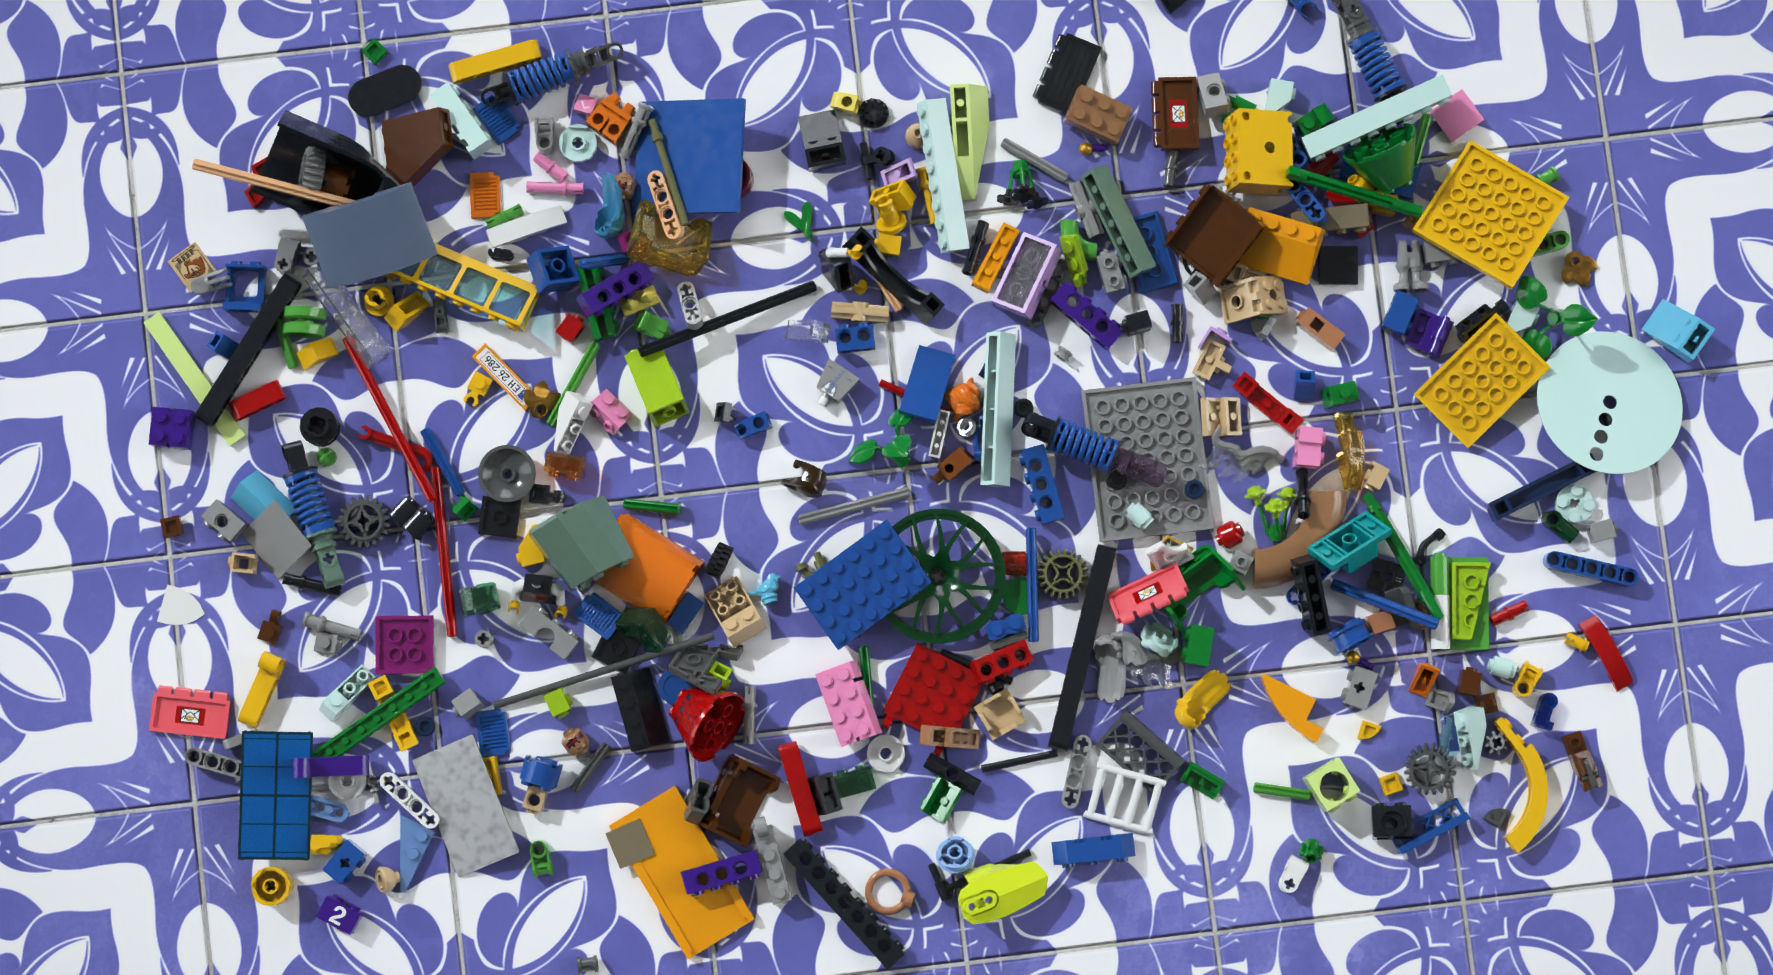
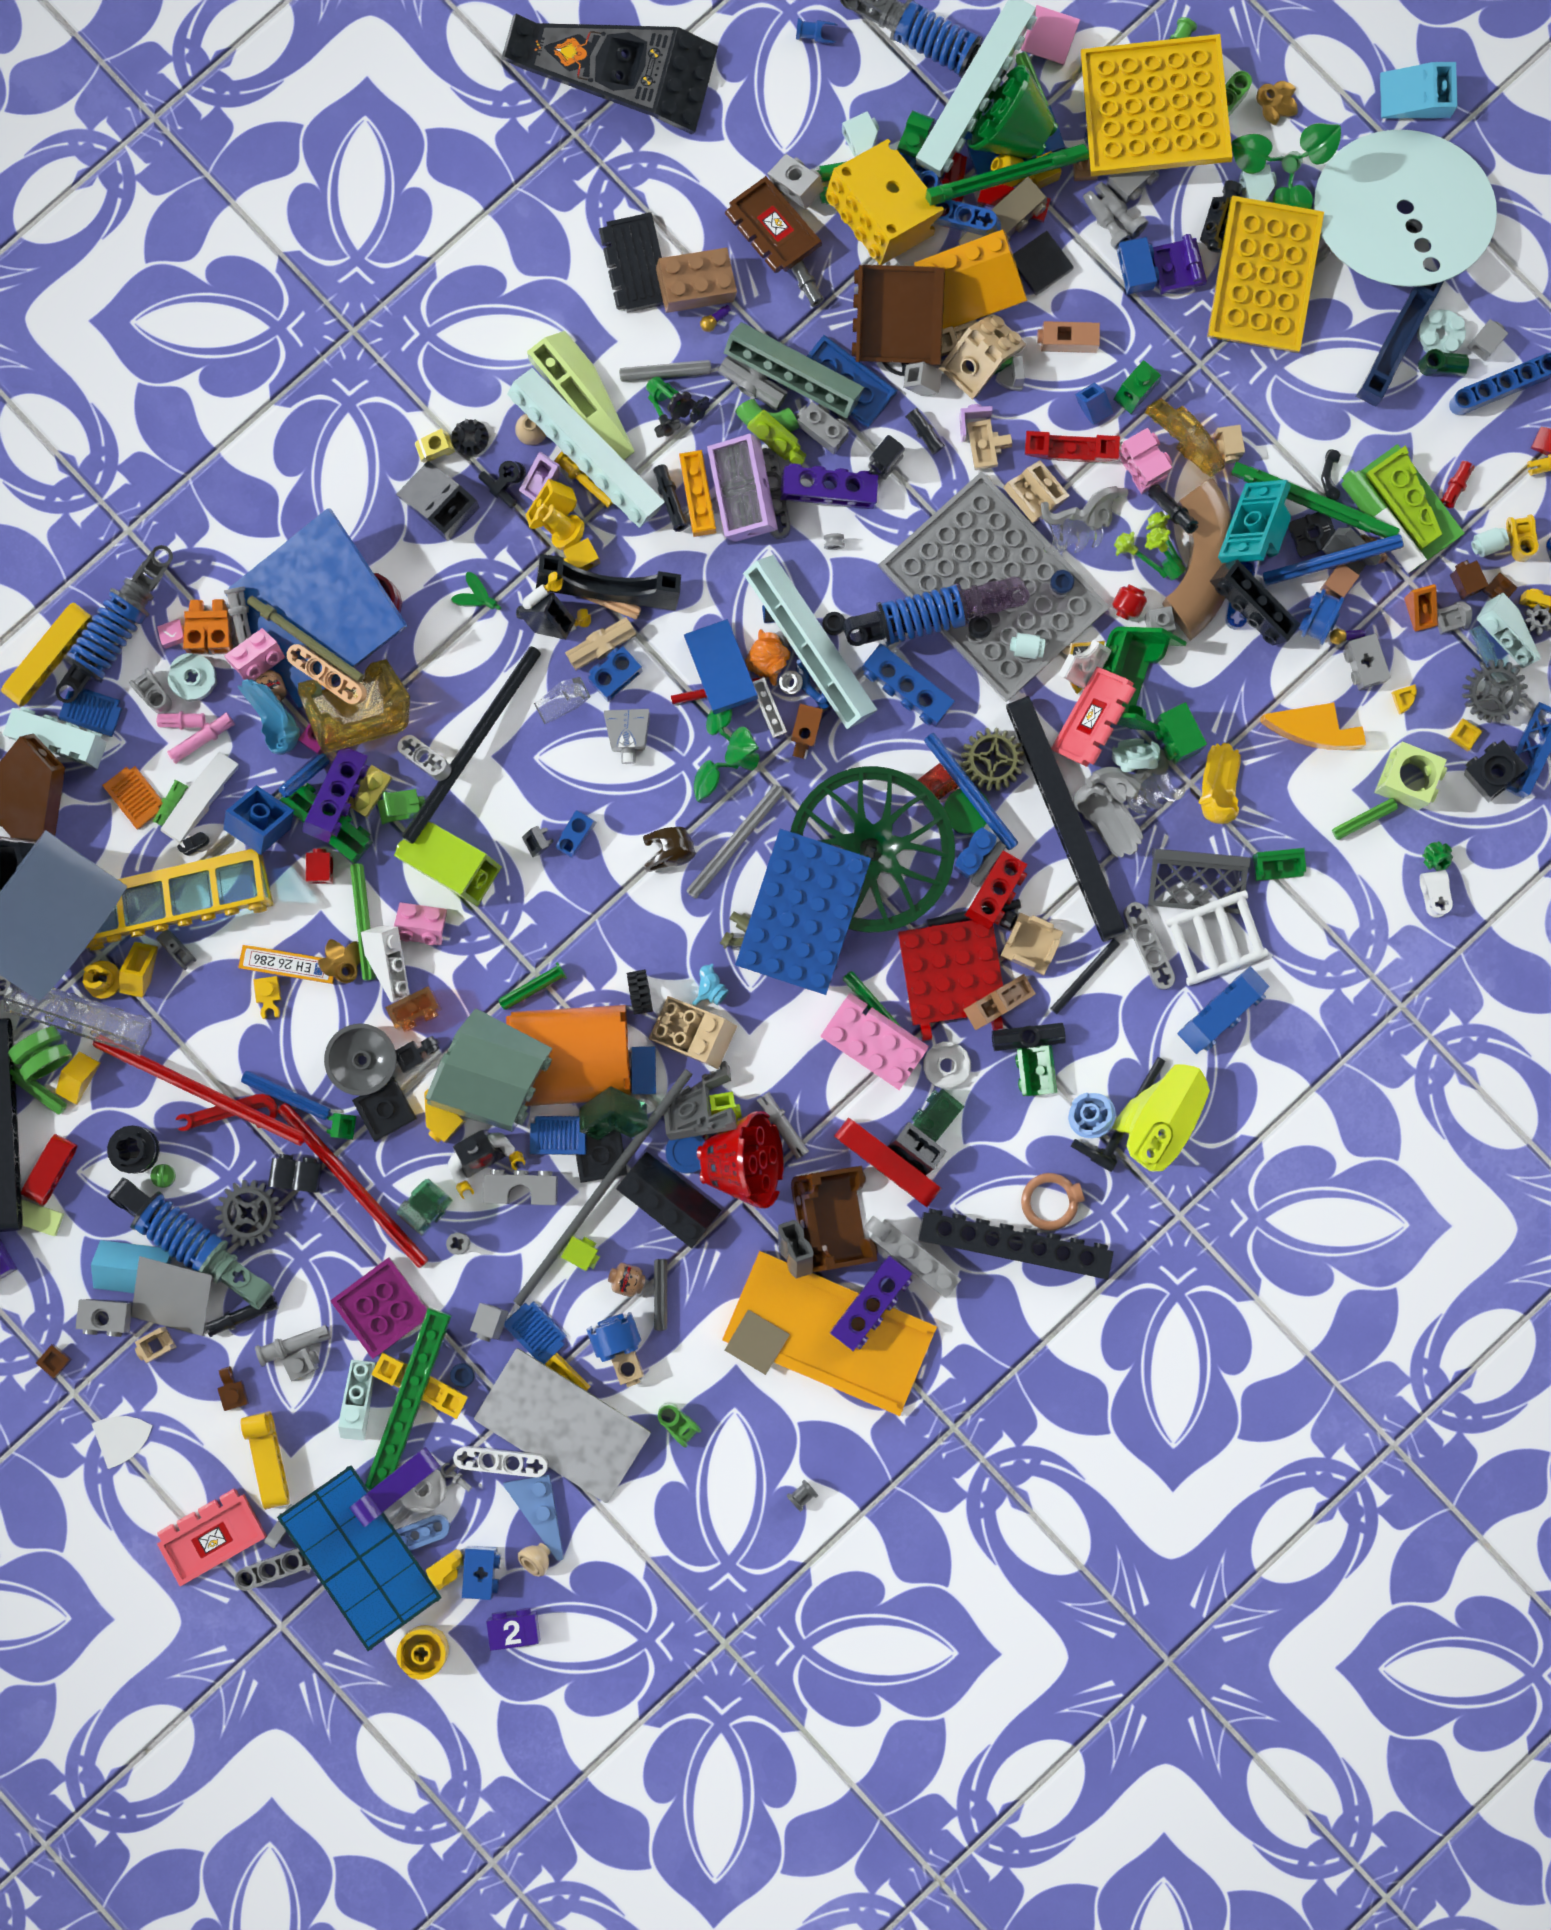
camera: 40 degrees left, 0 degrees up
(628, 159) = (255, 655): none -> bright pink bracket

